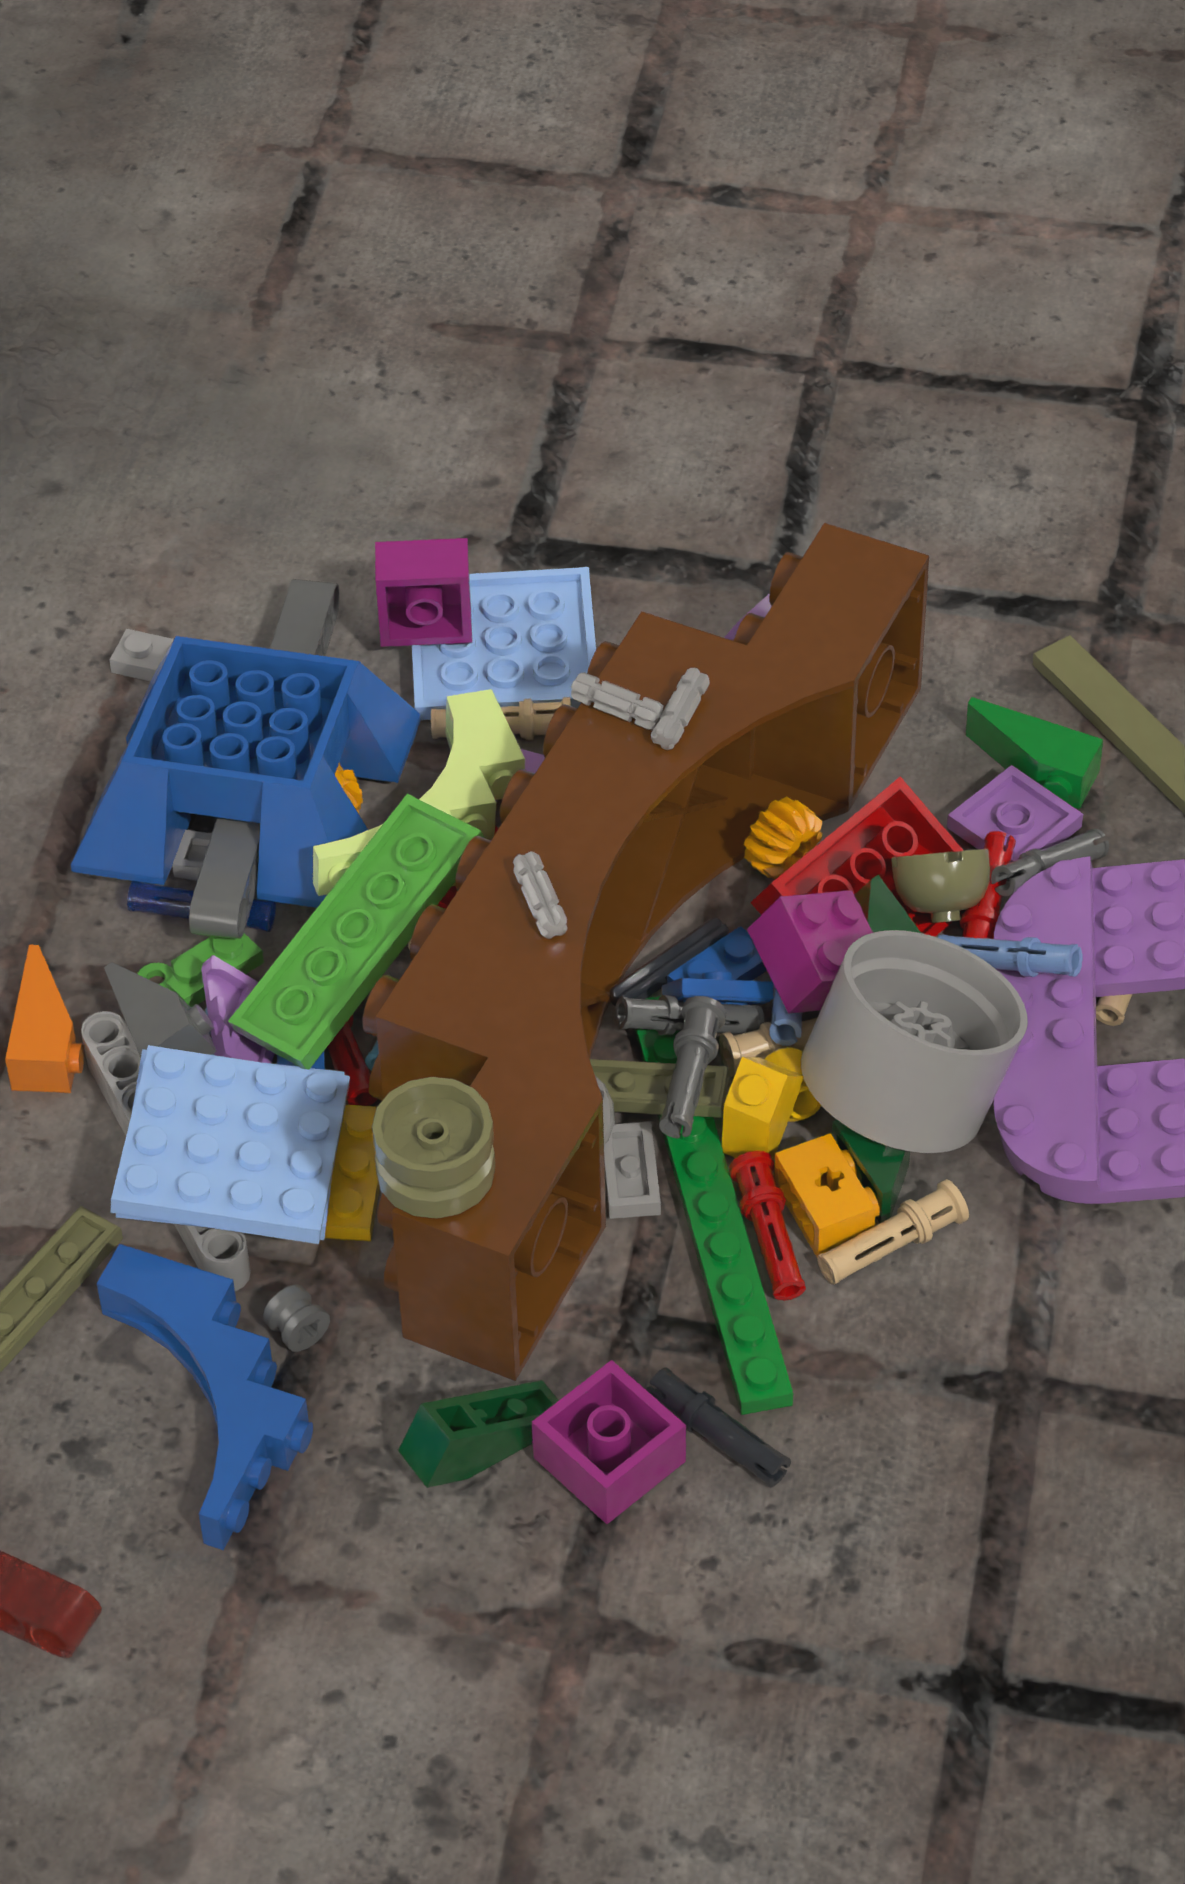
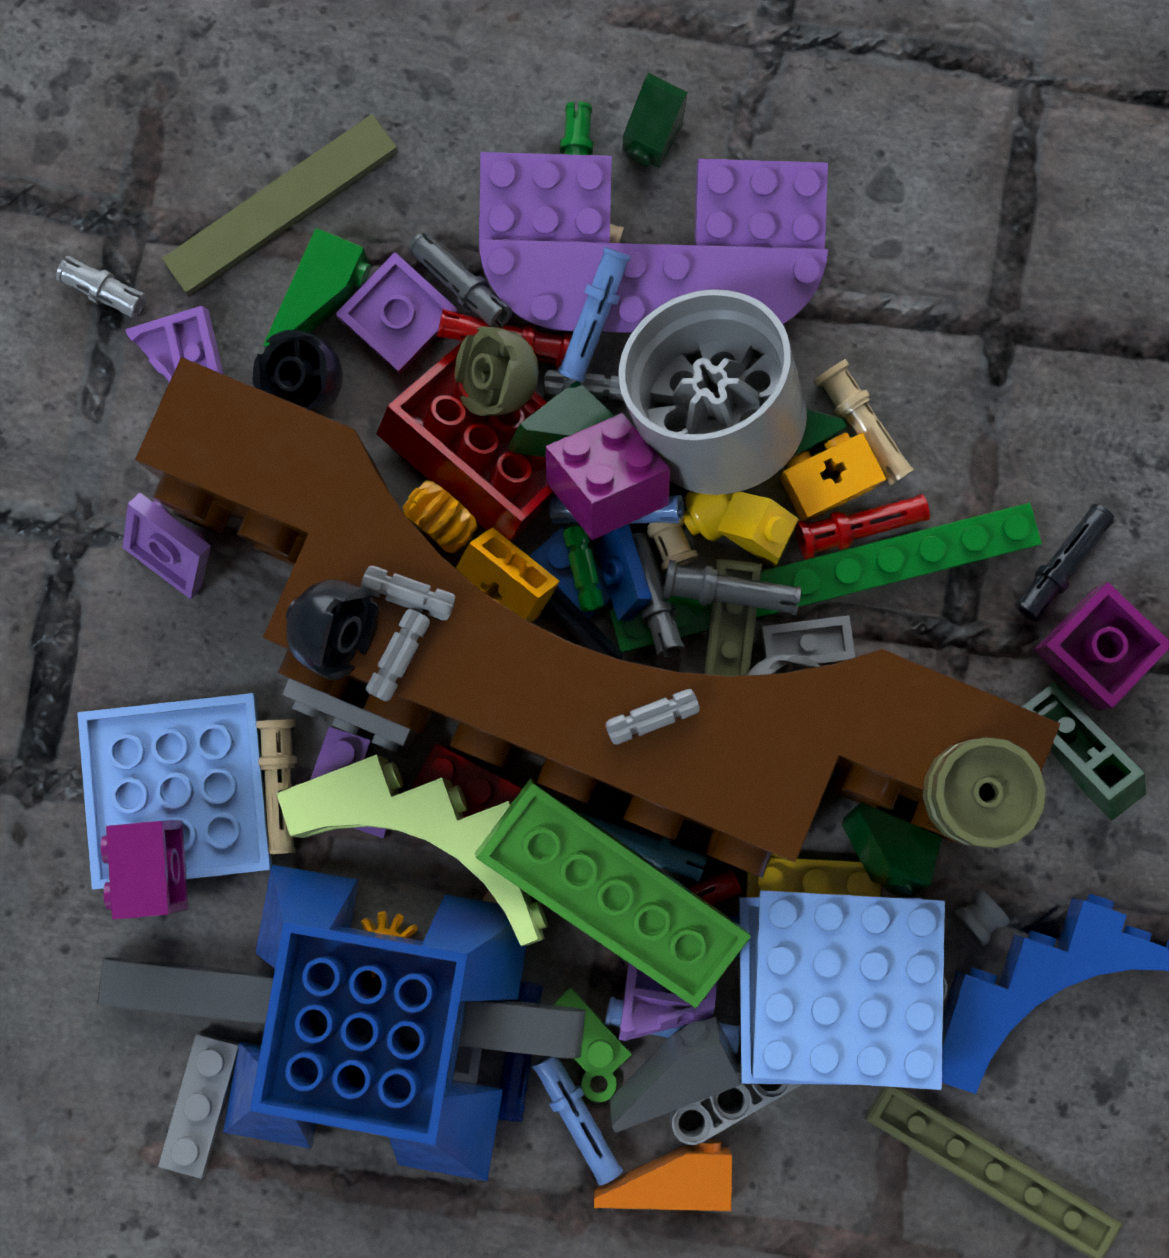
camera: 95 degrees left, 35 degrees up
(141, 945) = (602, 1164): none -> medium blue pin
(361, 1238) = (892, 849): none -> dark green slope
(643, 639) = (330, 626): none -> black cylinder
(710, 890) = (507, 574): none -> light orange brick
(715, 957) = (583, 569): none -> green axle
(938, 727) = (299, 370): none -> black cylinder
(968, 653) = (177, 336): none -> medium lavender wing
(1037, 592) = (101, 287): none -> light grey pin

